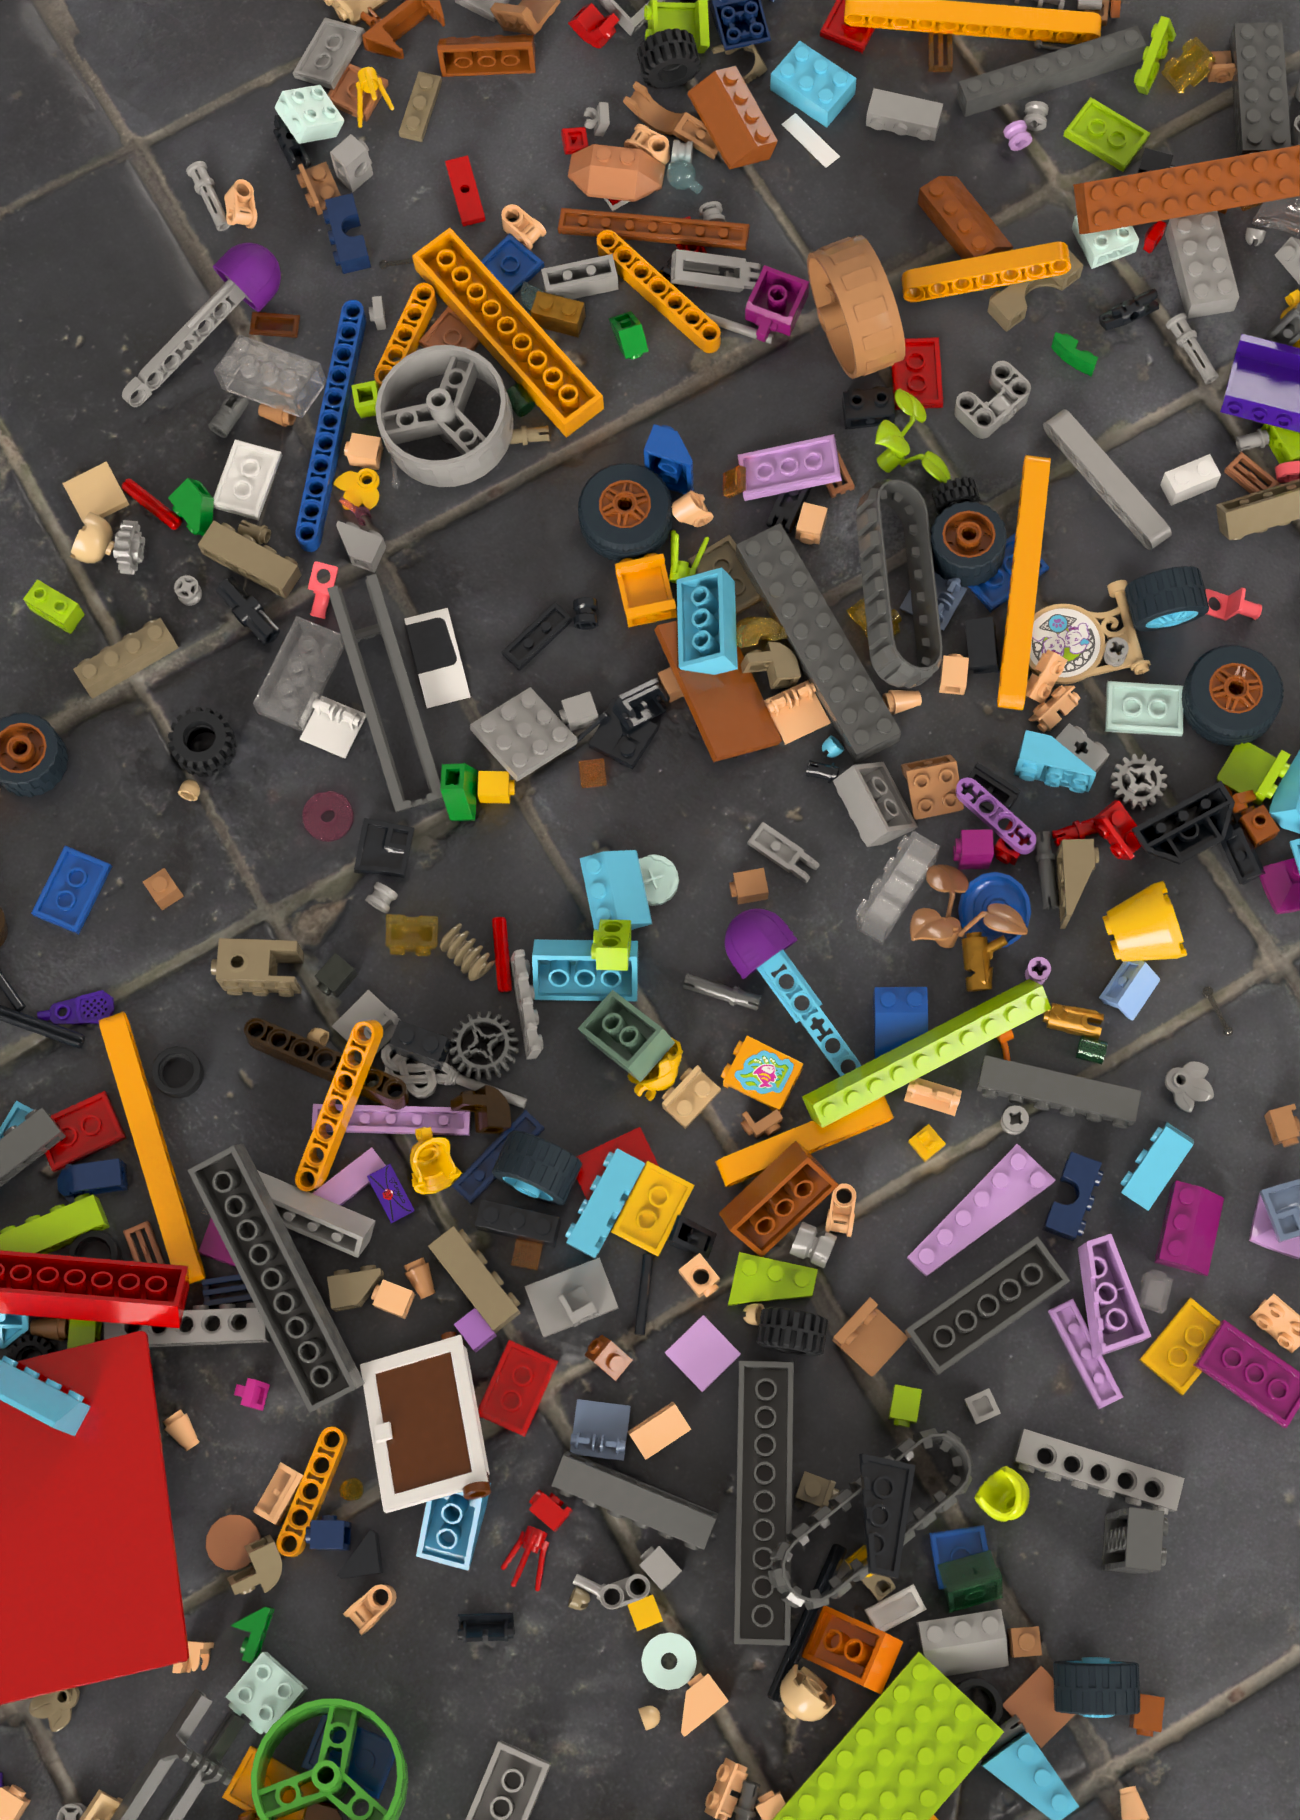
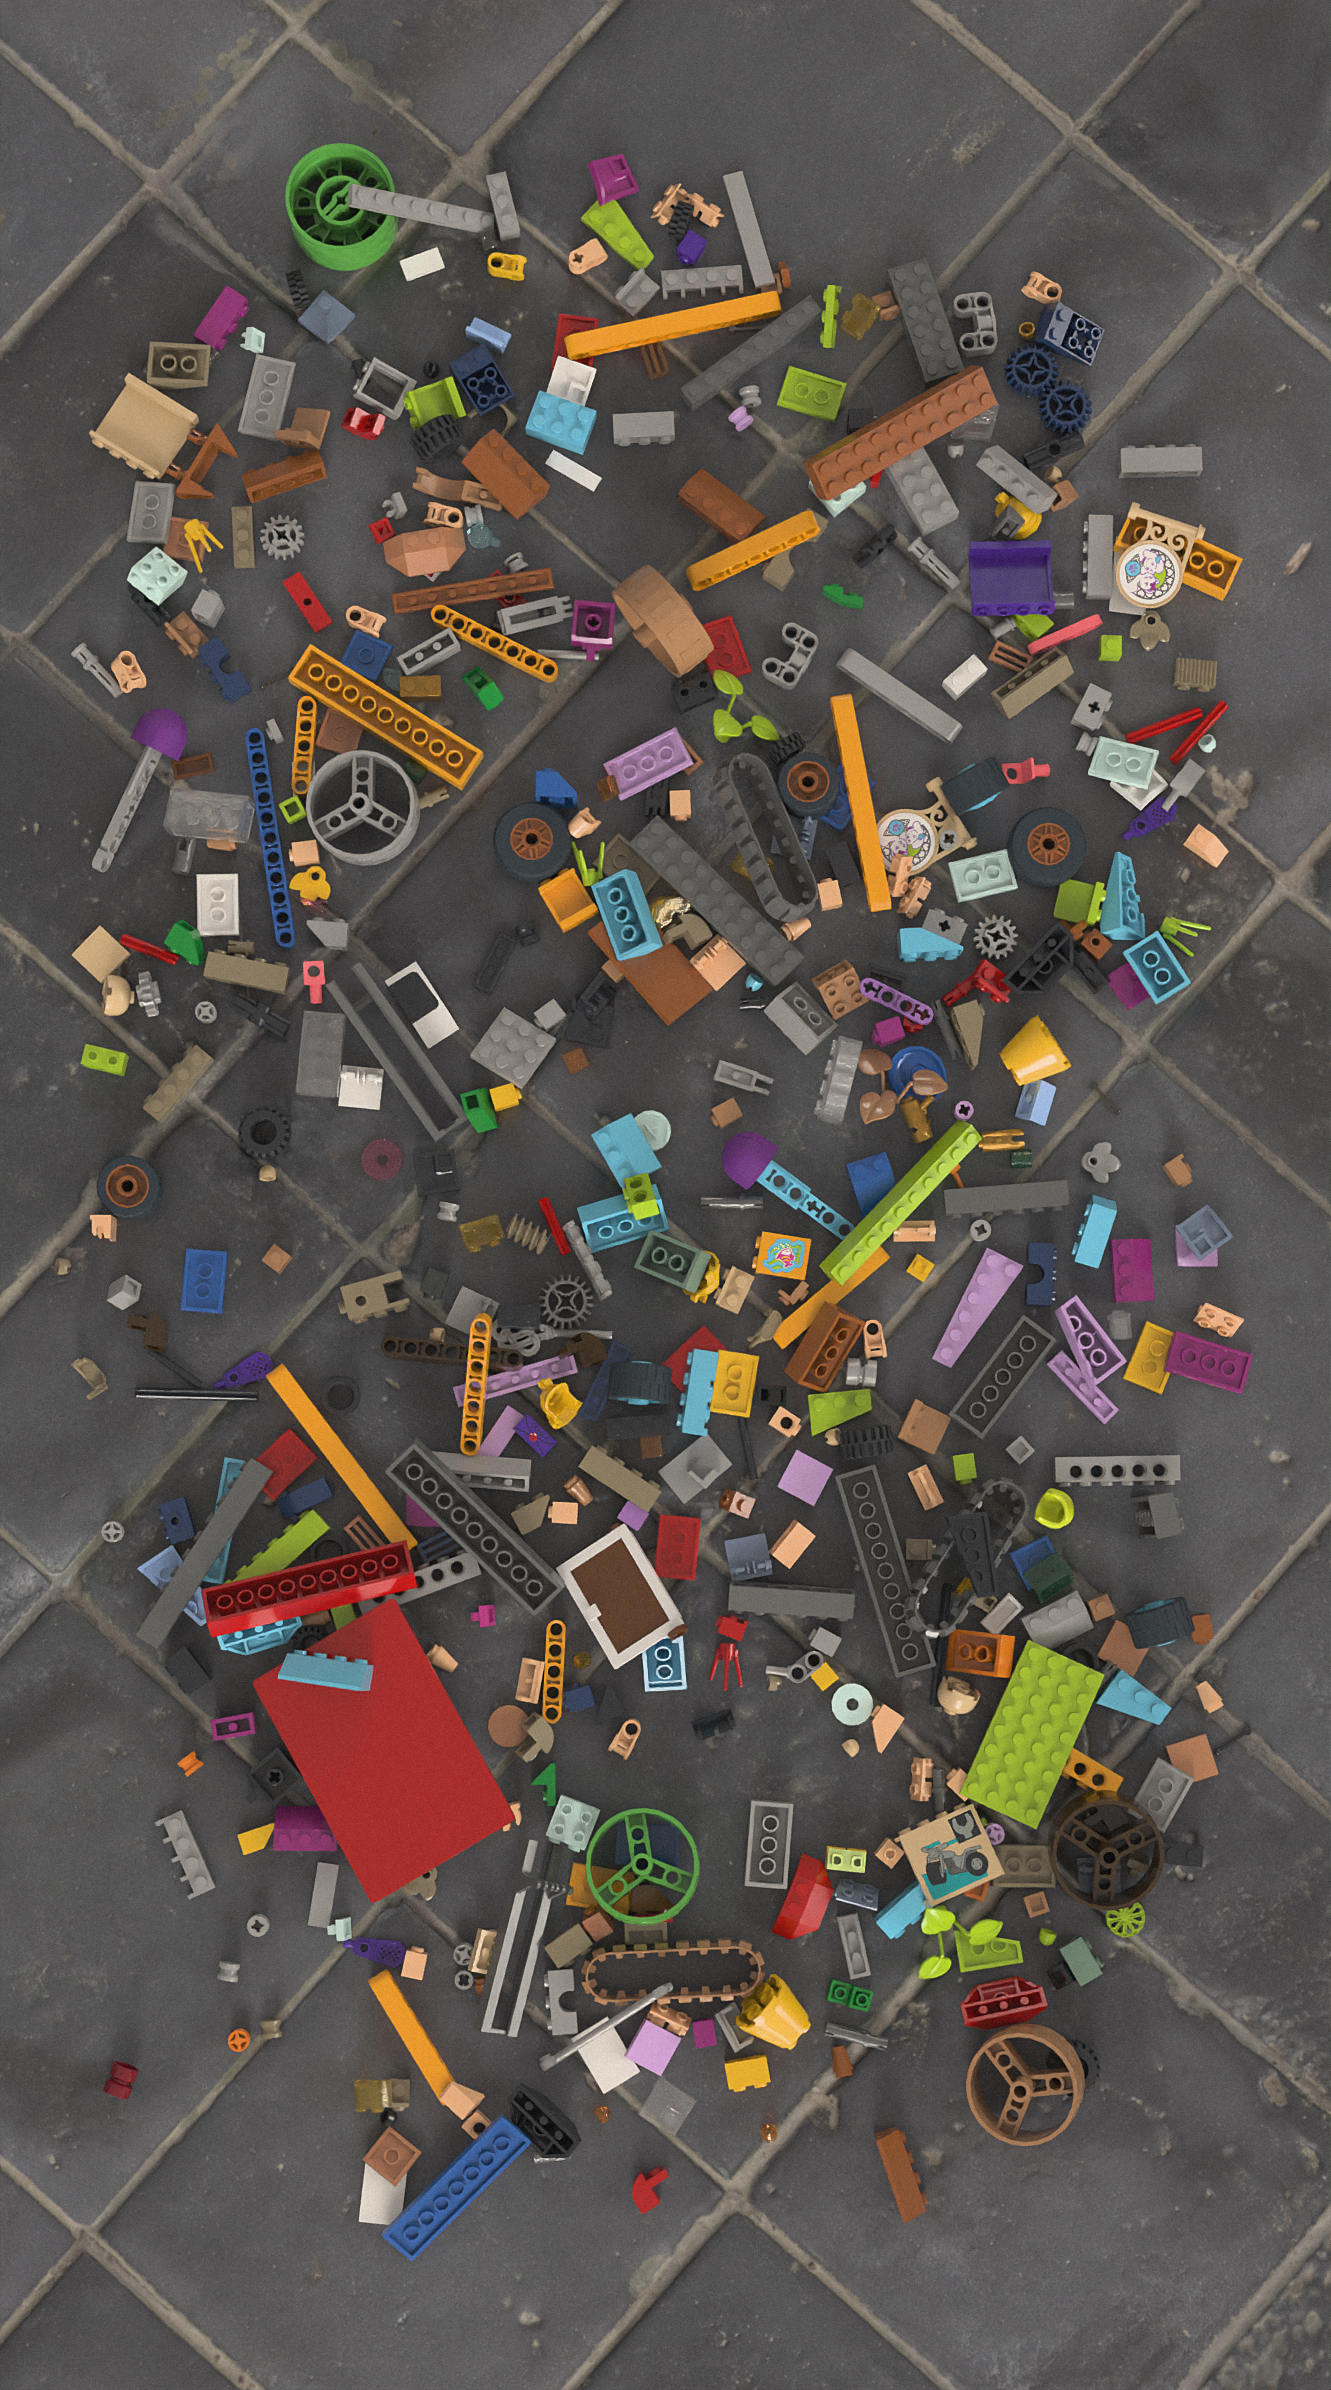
camera: 30 degrees left, 10 degrees up
(462, 115) = (286, 531): none -> light grey gear
(713, 1154) = (767, 1330): none -> dark tan helmet
(840, 43) = (571, 380): none -> white plate
(849, 1414) = (925, 1487): none -> light nougat hinge

